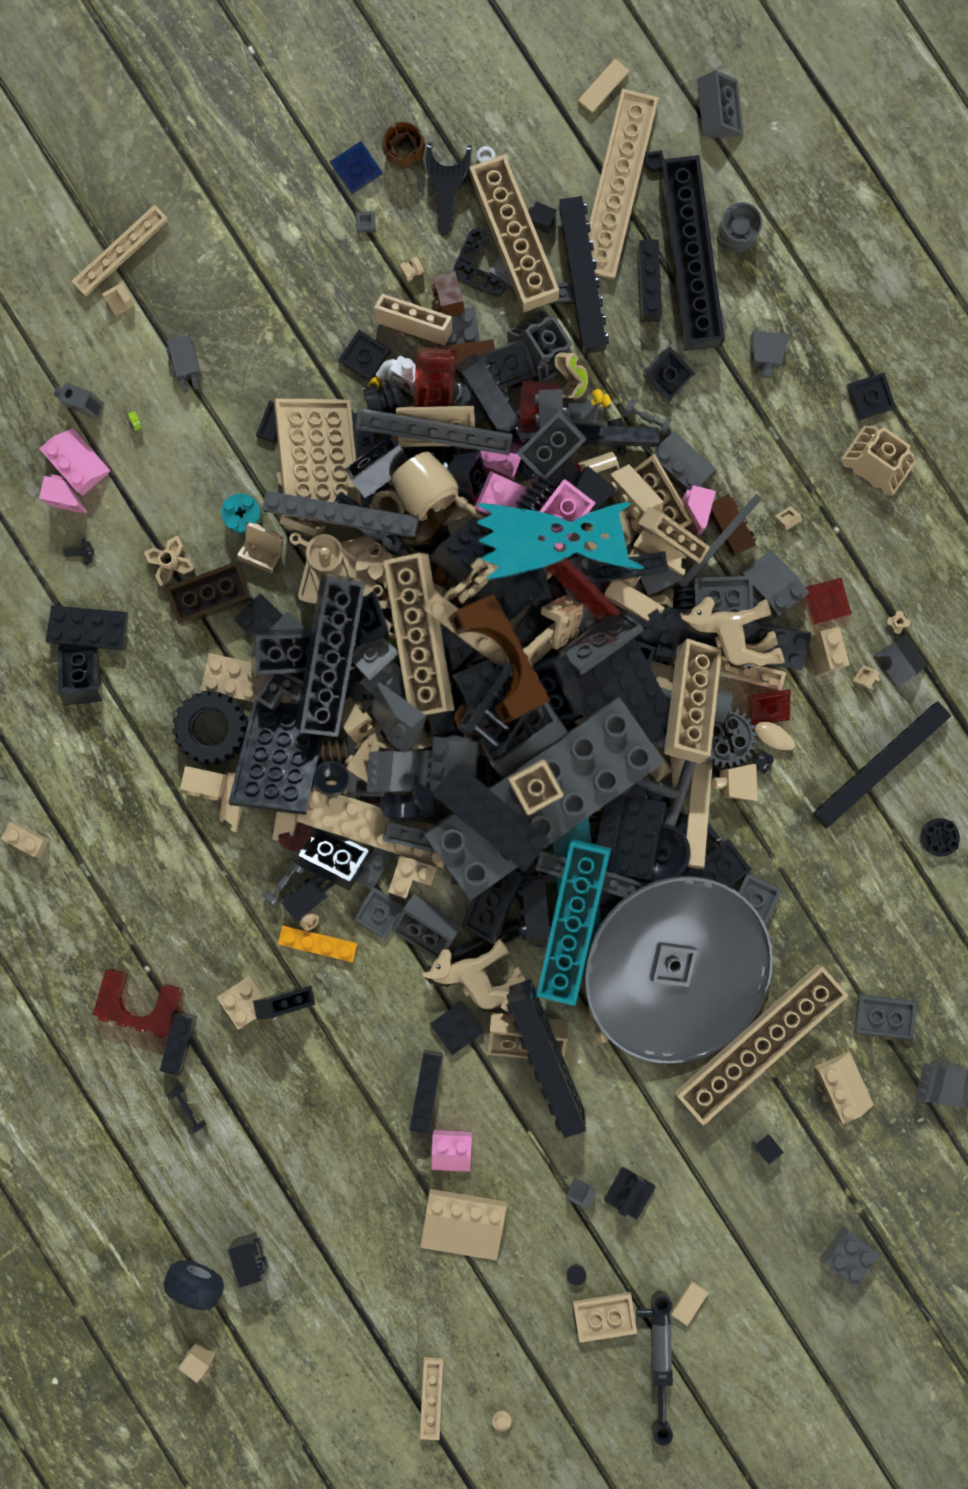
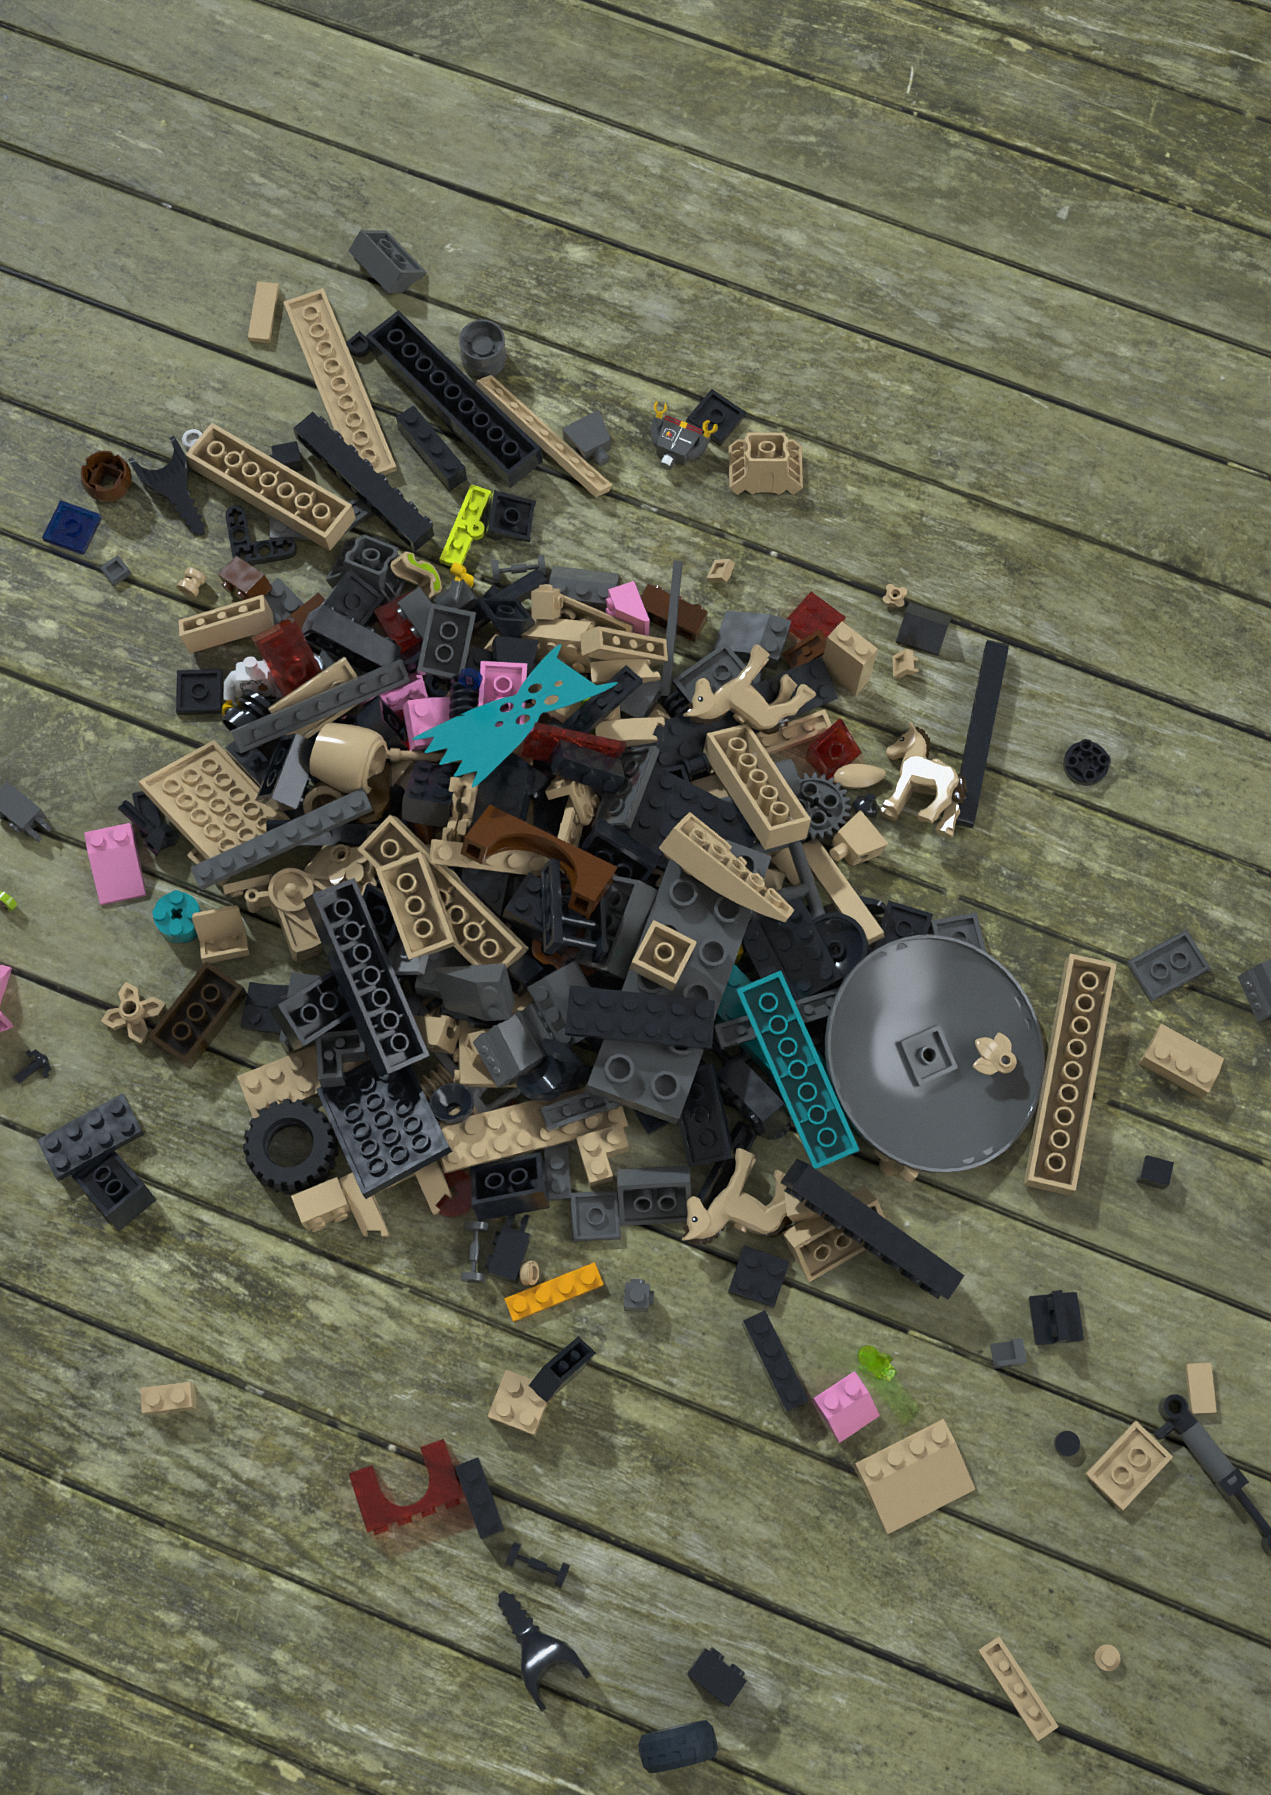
camera: 35 degrees left, 15 degrees down
(151, 1162) = (538, 1649): none -> black animal
(225, 445) = (115, 863): none -> bright pink slope
(265, 445) = (158, 837): none -> black piece
(368, 986) = (638, 1296): none -> dark grey brick
(393, 633) = (416, 906): none -> tan slope
(489, 1141) = (876, 1363): none -> clear neon green hips
(547, 488) = (470, 678): none -> clear blue tile
(582, 609) = (586, 766): none -> black brick
(610, 452) = (507, 616): none -> black slope
(617, 740) = (710, 861): none -> tan wedge
(633, 359) = (467, 526): none -> neon yellow hinge
(643, 463) = (546, 602): none -> tan brick
(719, 994) = (991, 1054): none -> tan plate
(736, 325) = (544, 437): none -> tan plate
(805, 621) = (806, 650): none -> reddish brown plate
(819, 772) = (925, 777): none -> tan animal
(830, 396) = (678, 440): none -> dark grey torso

